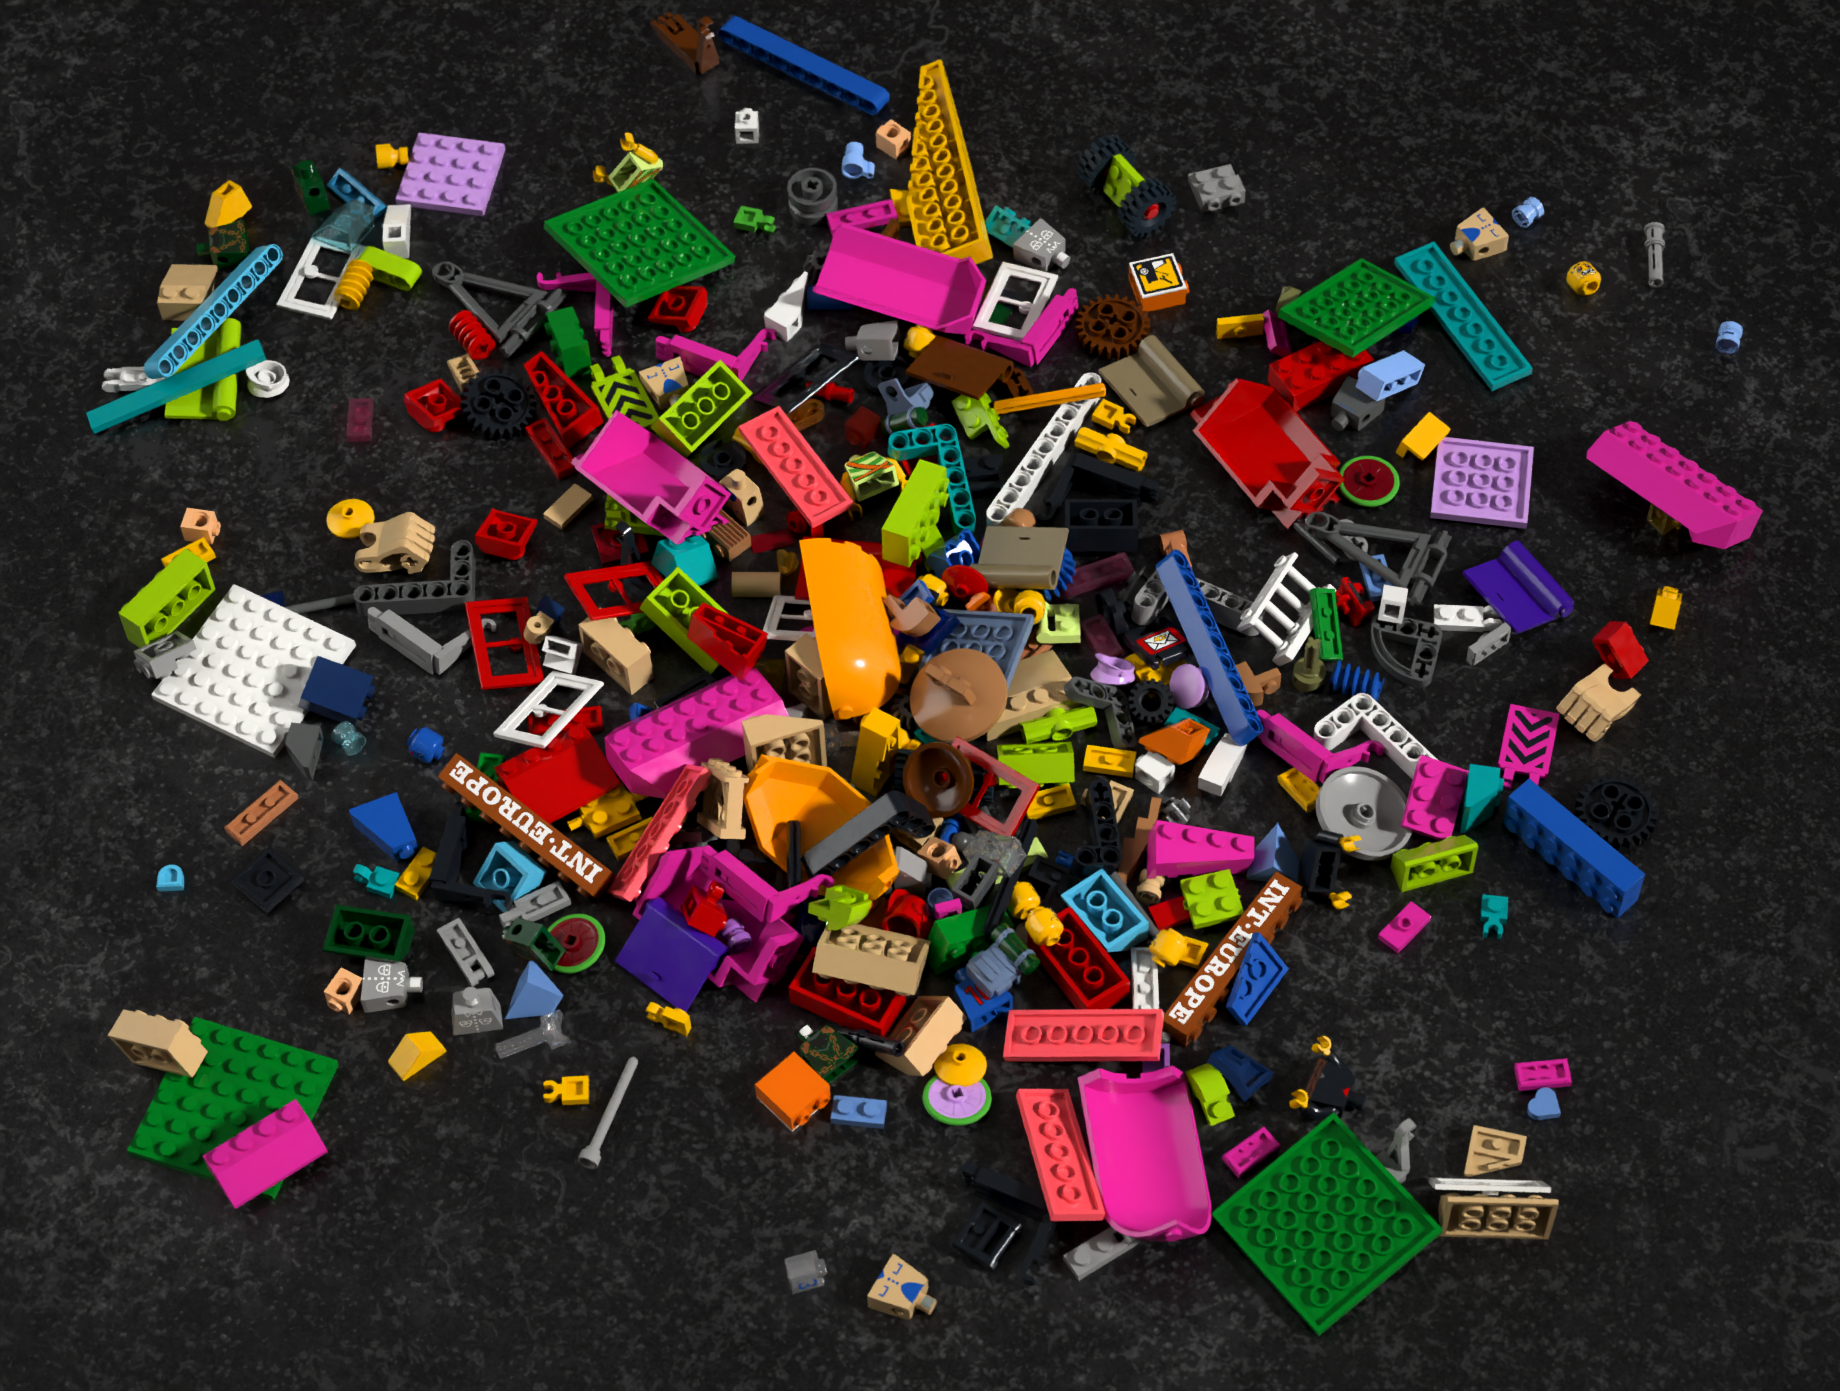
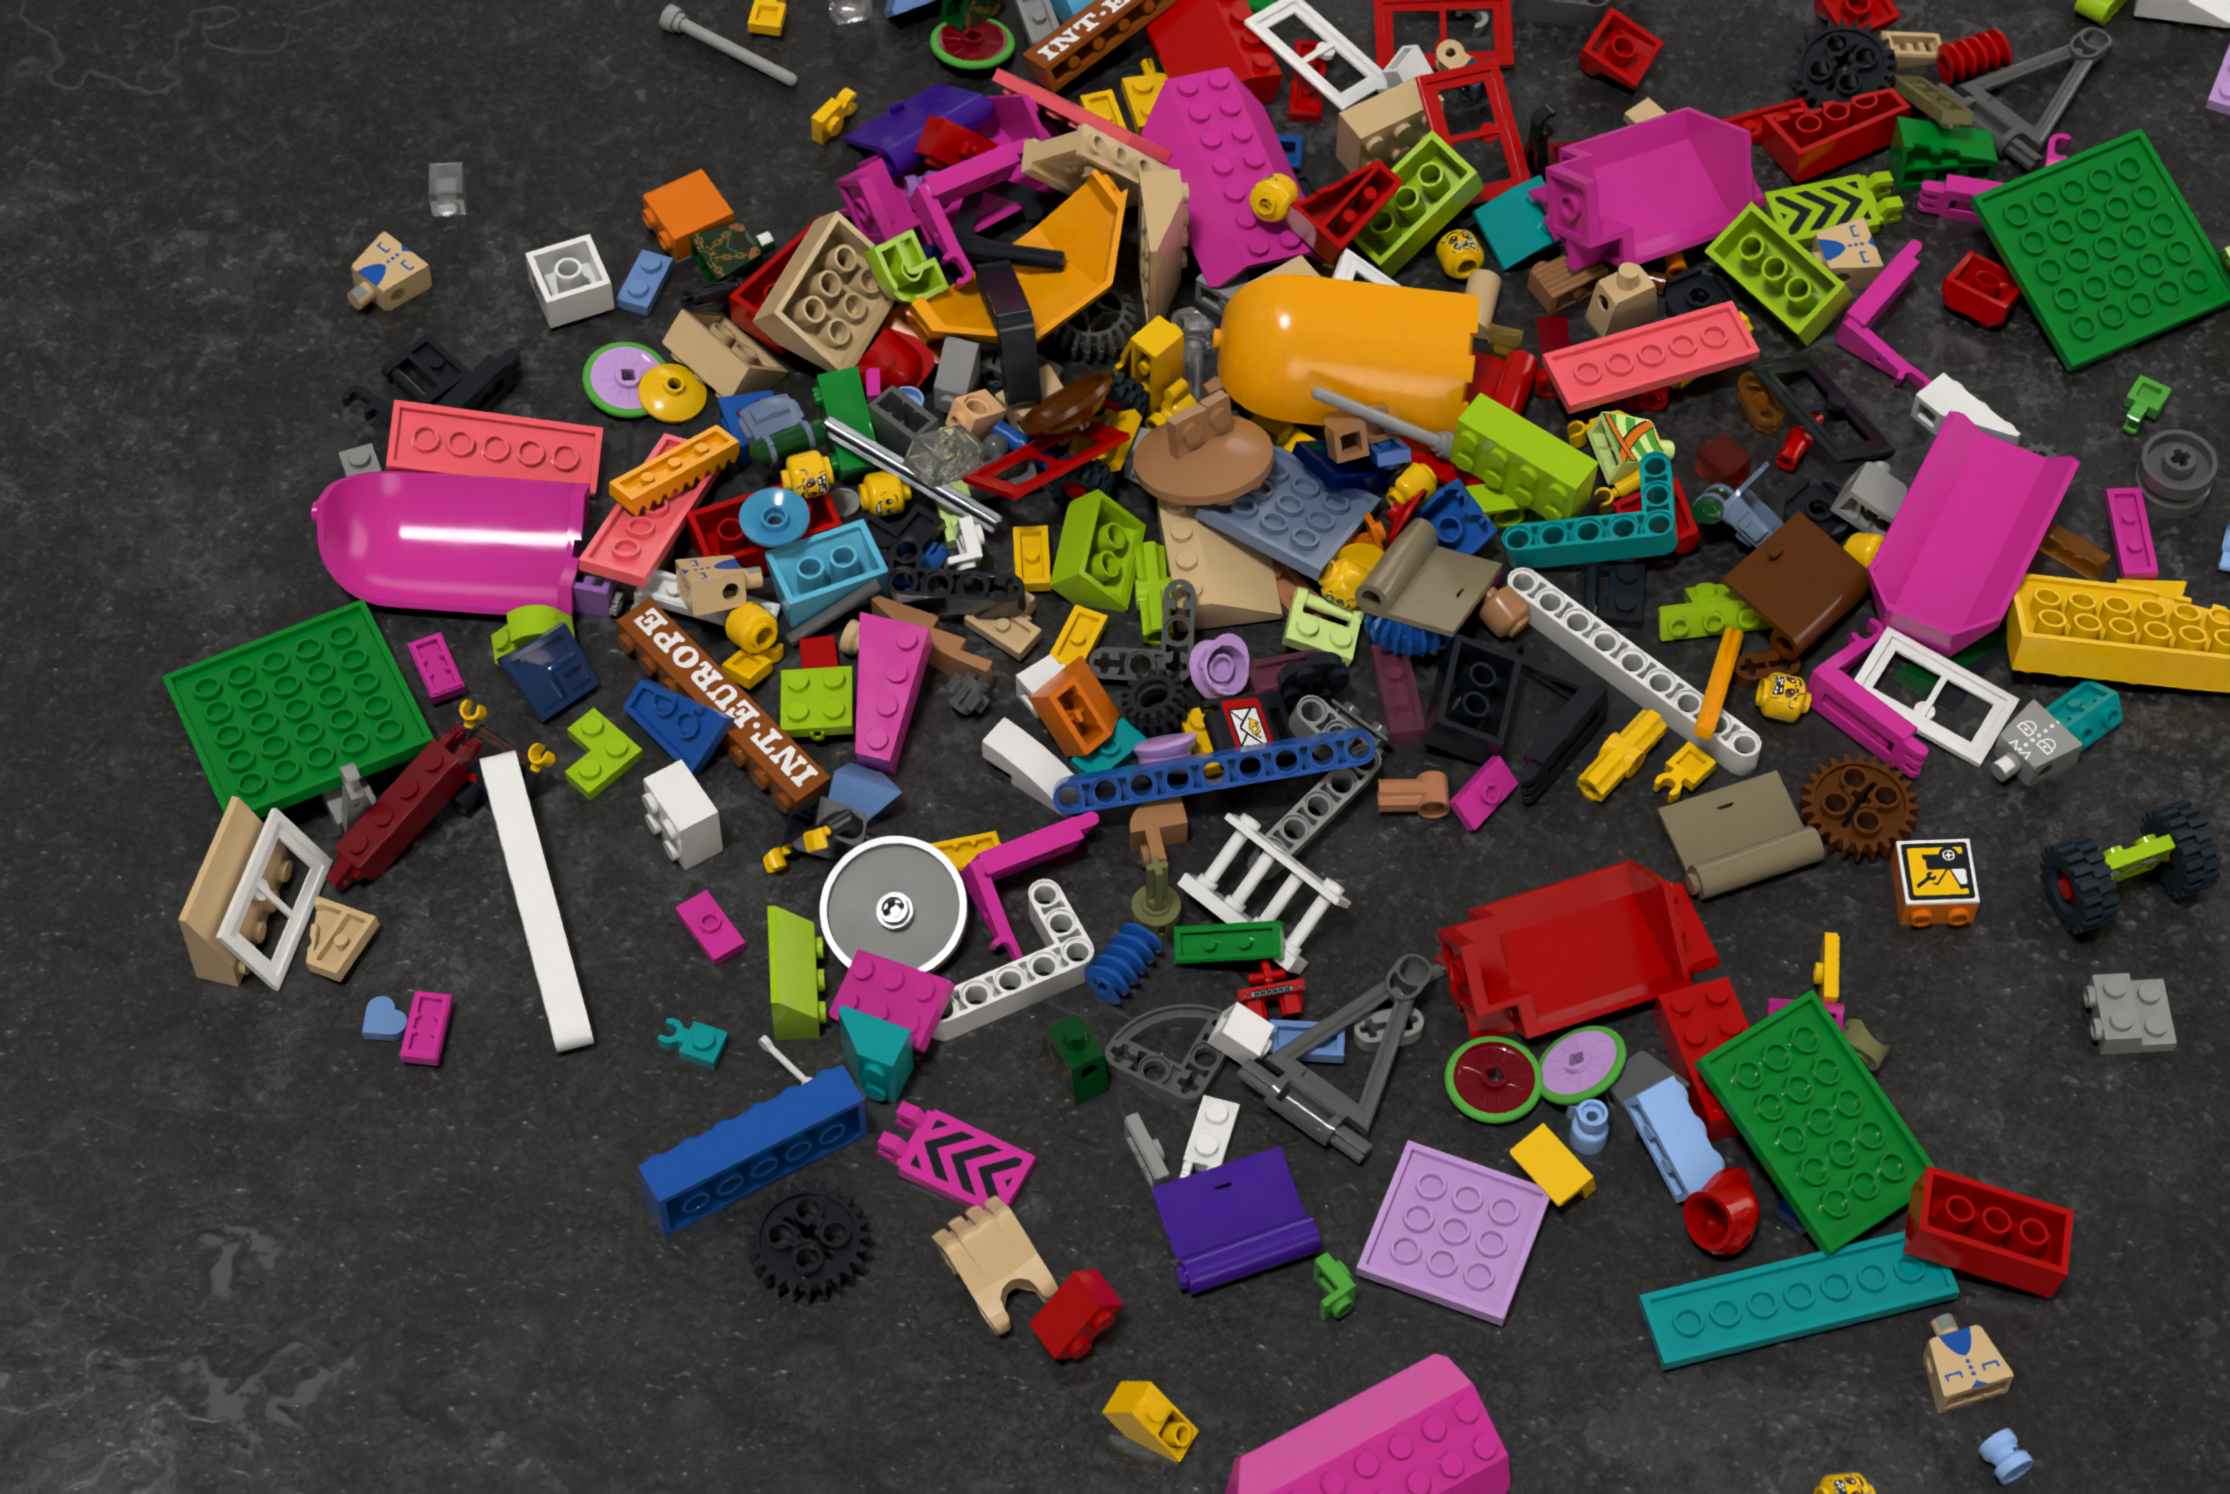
camera: 100 degrees right, 0 degrees up
(531, 340) = (1933, 101): none -> olive plate
(720, 594) = (1459, 253): none -> yellow head
(732, 679) = (1273, 196): none -> yellow head
(881, 1152) = (570, 280): none -> white brick
(894, 575) = (1439, 442): none -> light grey piece
(1042, 373) = (1782, 697): none -> yellow head
(1050, 1025) = (674, 469): none -> light orange gear
(1065, 831) = (969, 544): none -> white bracket
(1085, 931) = (770, 507): none -> dark azure dish
(1148, 970) = (714, 583): none -> tan torso
(1163, 515) = (1483, 793): none -> dark pink plate
(1284, 1025) = (607, 756): none -> lime plate
(1334, 952) = (682, 815): none -> white brick
(1347, 418) = (1581, 1064): none -> lavender wheel
(1381, 1120) = (404, 809): none -> dark red hinge
(1387, 427) = (1588, 1126): none -> light blue piece
(1398, 225) = (1988, 1231): none -> red brick
(1422, 347) = (1723, 1212): none -> red helmet
(1429, 1025) = (536, 902): none -> white beam
(1436, 693) = (1069, 1051): none -> dark green torso
(1500, 843) = (767, 1045): none -> white hinge
(1544, 529) = (1337, 1283): none -> bright green bracket

